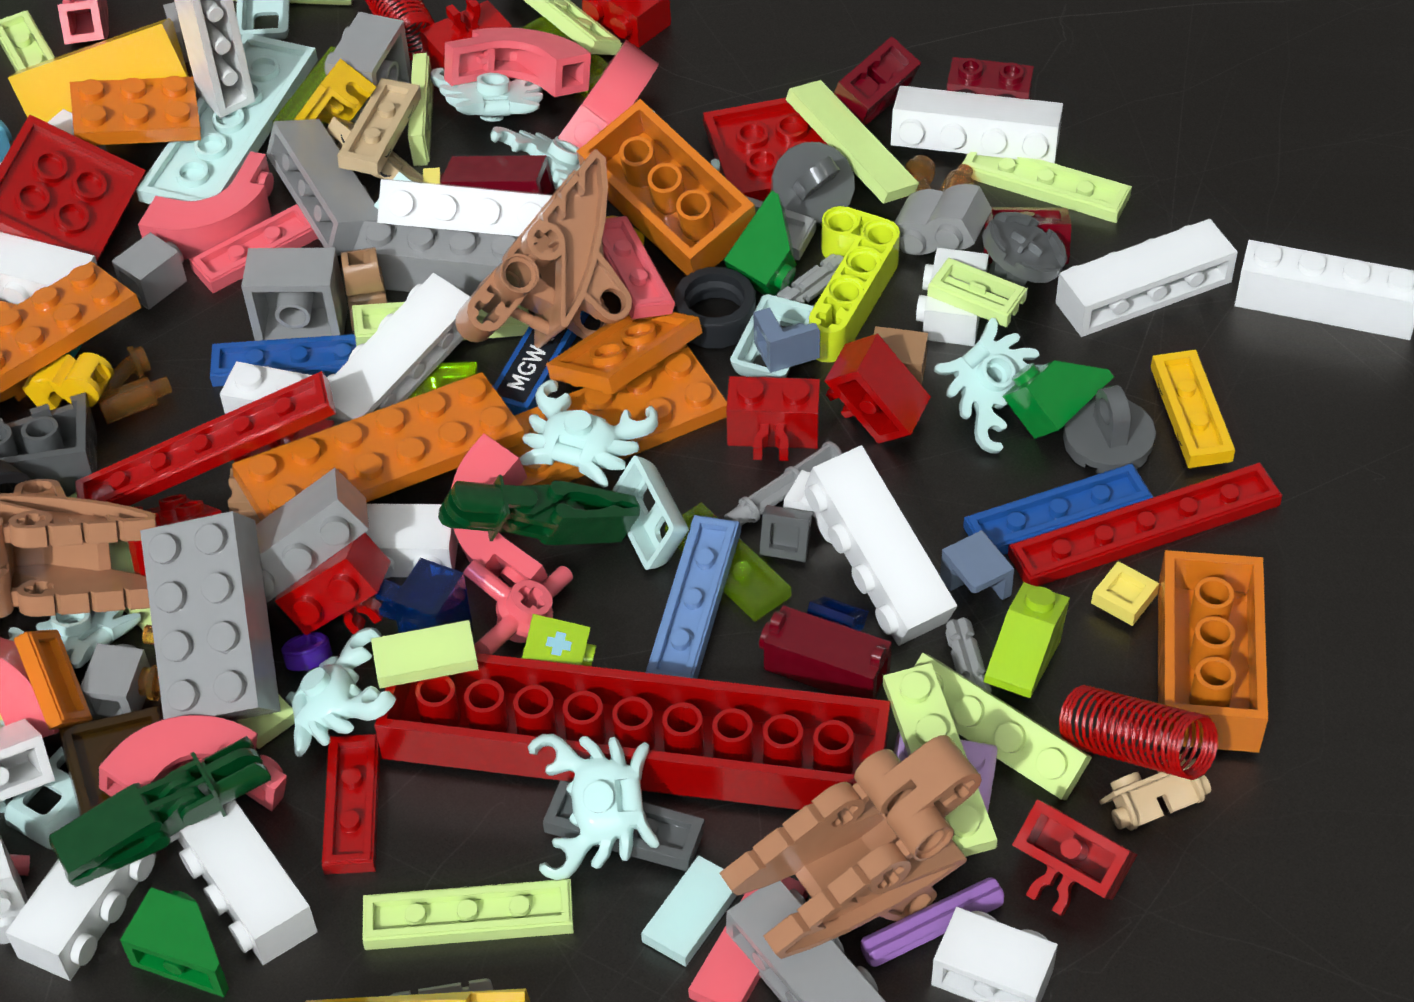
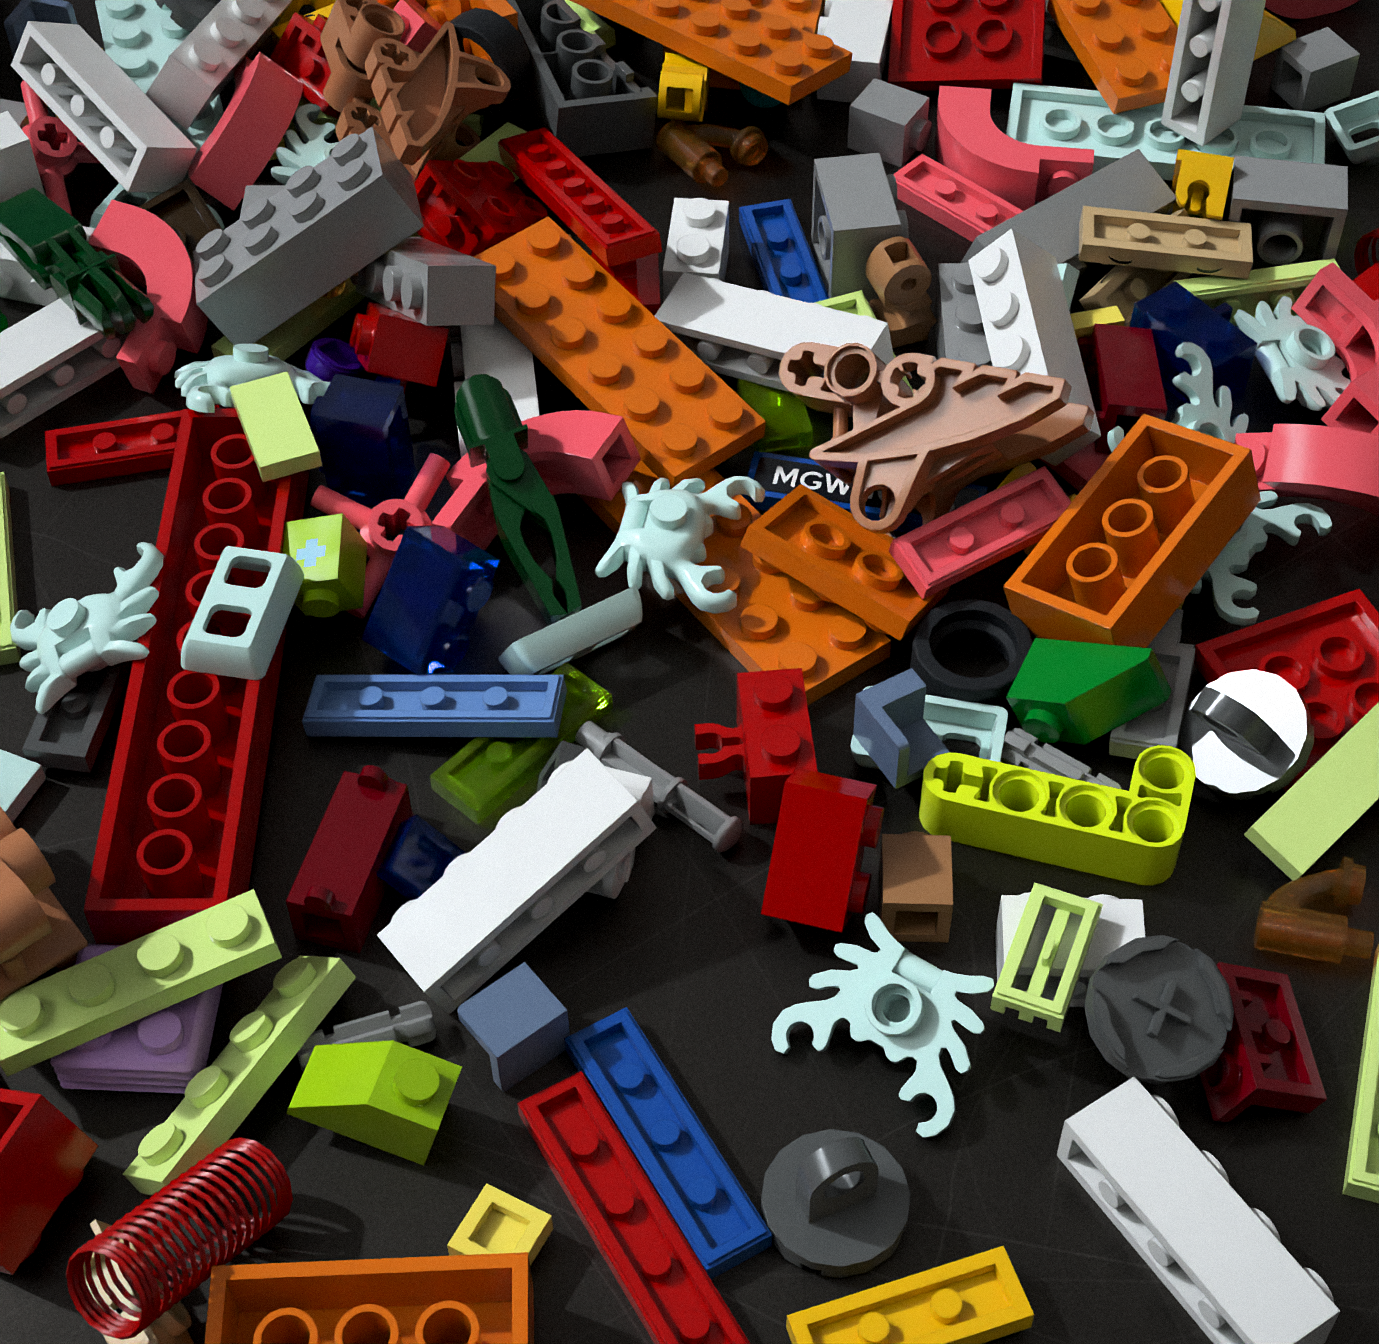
camera: 80 degrees right, 0 degrees up
(52, 678) = (239, 151): orange tile -> none
(461, 136) = (1181, 317): none -> clear blue brick
(610, 692) = (268, 605): none -> light aqua piece
(614, 579) = (430, 599): none -> clear blue brick
(942, 219) = (1216, 905): light grey brick -> none
(1053, 394) = (878, 1095): green slope -> none

